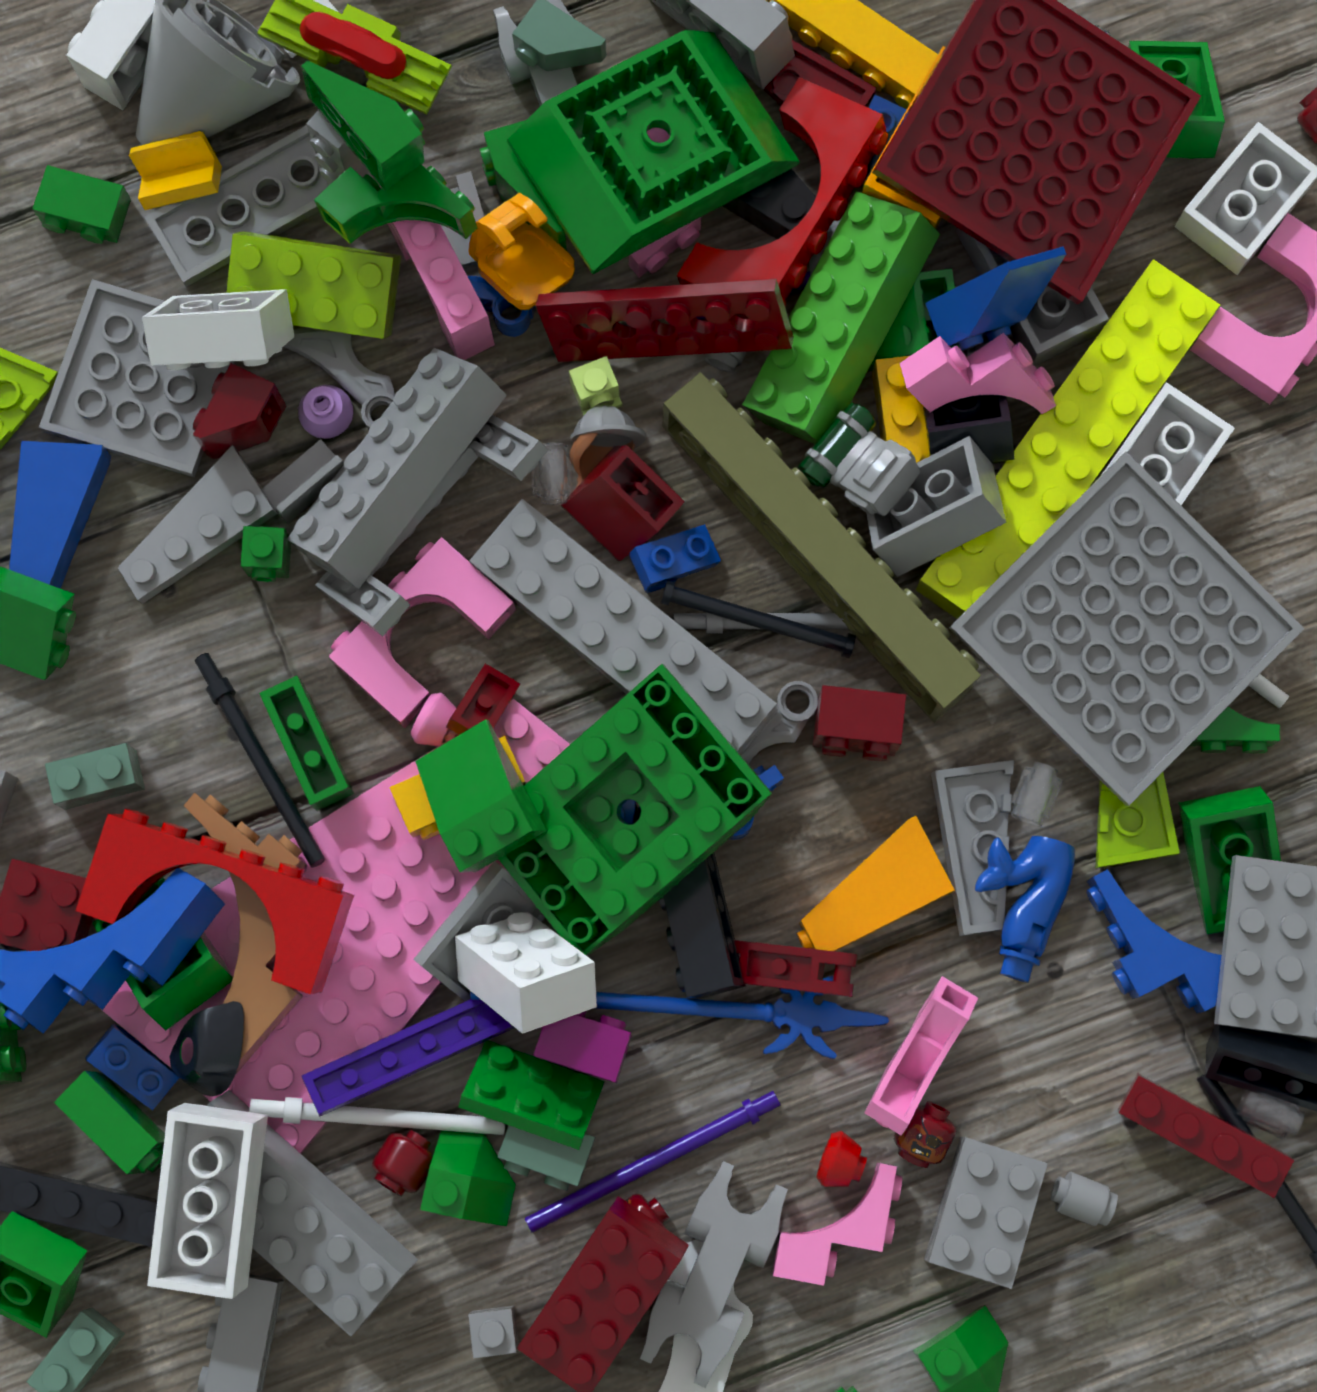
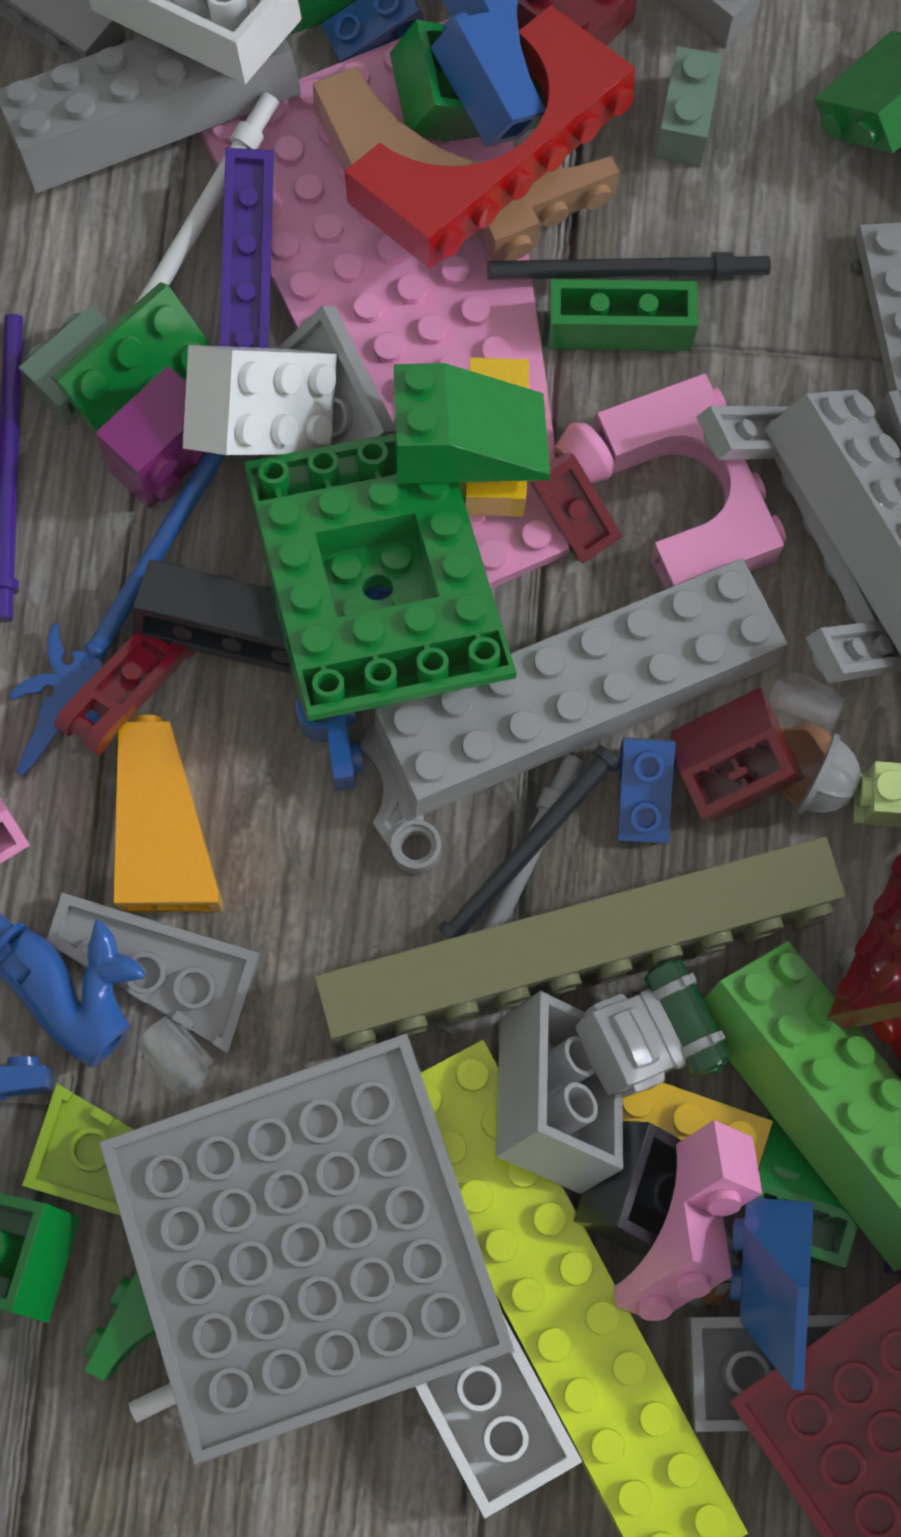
camera: 110 degrees right, 5 degrees down
(216, 1048) = (347, 81): black piece -> none
(265, 553) = (851, 362): green brick -> none
(403, 1162) = (139, 222): dark red head -> none
(468, 1180) = (85, 267): green slope -> none
(859, 722) = (354, 889): dark red piece -> none

